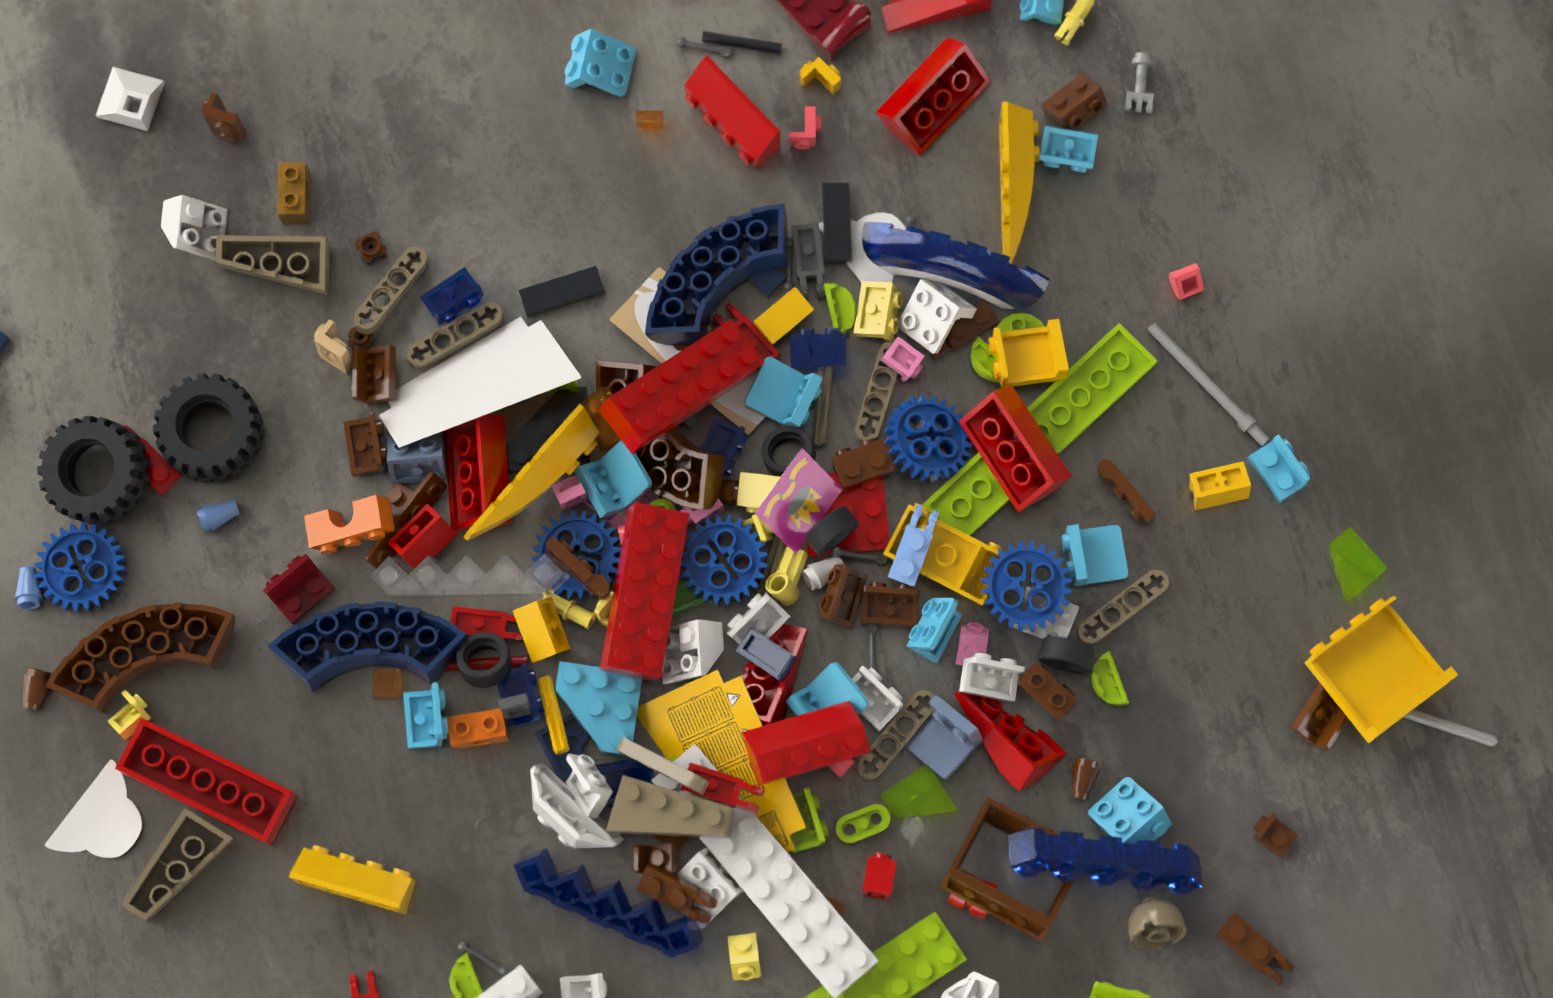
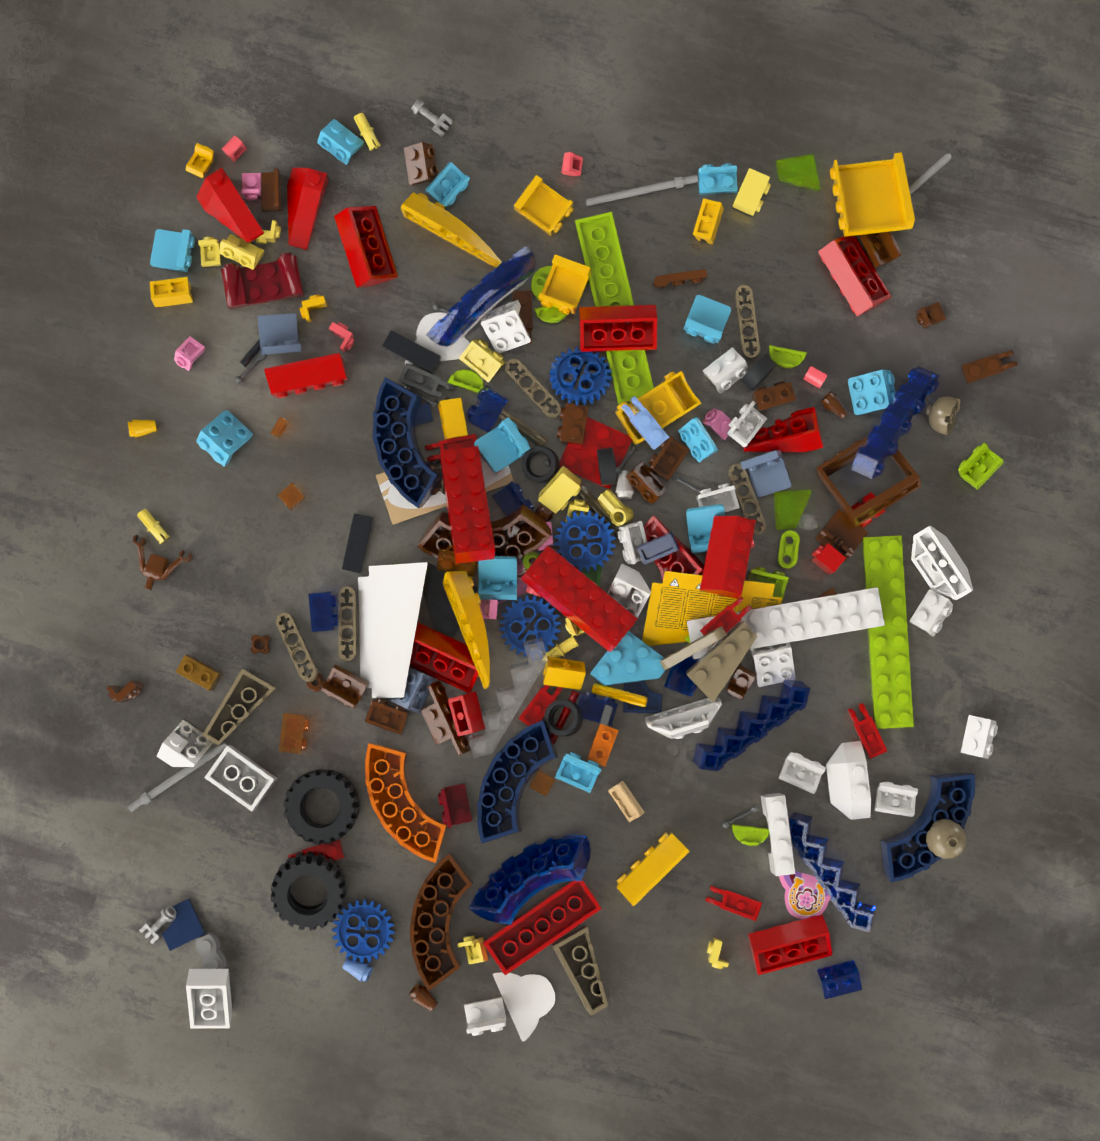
camera: 65 degrees left, 10 degrees up
(53, 776) = (485, 1016): none -> white bracket
(108, 220) = (146, 798): none -> light grey bar
(130, 99) = (74, 741): white slope -> none
(191, 313) = (240, 778): none -> white brick
(216, 514) = (377, 832): medium blue cone -> none
(260, 518) = (396, 805): none -> orange brick
(261, 729) = (530, 873): none -> clear blue brick
(281, 346) = (293, 733): none -> clear orange bracket
(331, 347) = (318, 702): tan bracket -> none
(370, 520) = (428, 767): arch -> none
(396, 74) = (156, 566): none -> reddish brown piece
(422, 800) = (626, 801): none -> tan plate
(444, 42) = (152, 525): none -> light yellow axle
(574, 181) = (291, 496): none -> clear orange tile
(579, 569) = (543, 630): reddish brown hinge -> none
(587, 785) = (676, 698): white bracket -> none
(676, 893) = (769, 681): reddish brown hinge -> none
(744, 956) = (826, 663): light yellow bracket -> none
(763, 54) = (278, 334): none -> sand blue bracket
(798, 500) = (577, 475): dark pink sticker -> none
(903, 359) = (523, 362): bright pink bracket -> none
(919, 882) = (842, 534): none -> reddish brown hinge
(1051, 590) = (696, 384): blue gear -> none
(1104, 731) = (815, 377): none -> coral brick
(1113, 276) = (543, 206): none -> yellow panel
(1266, 707) = (854, 274): none -> slope
(1289, 517) = (751, 191): none -> light yellow brick

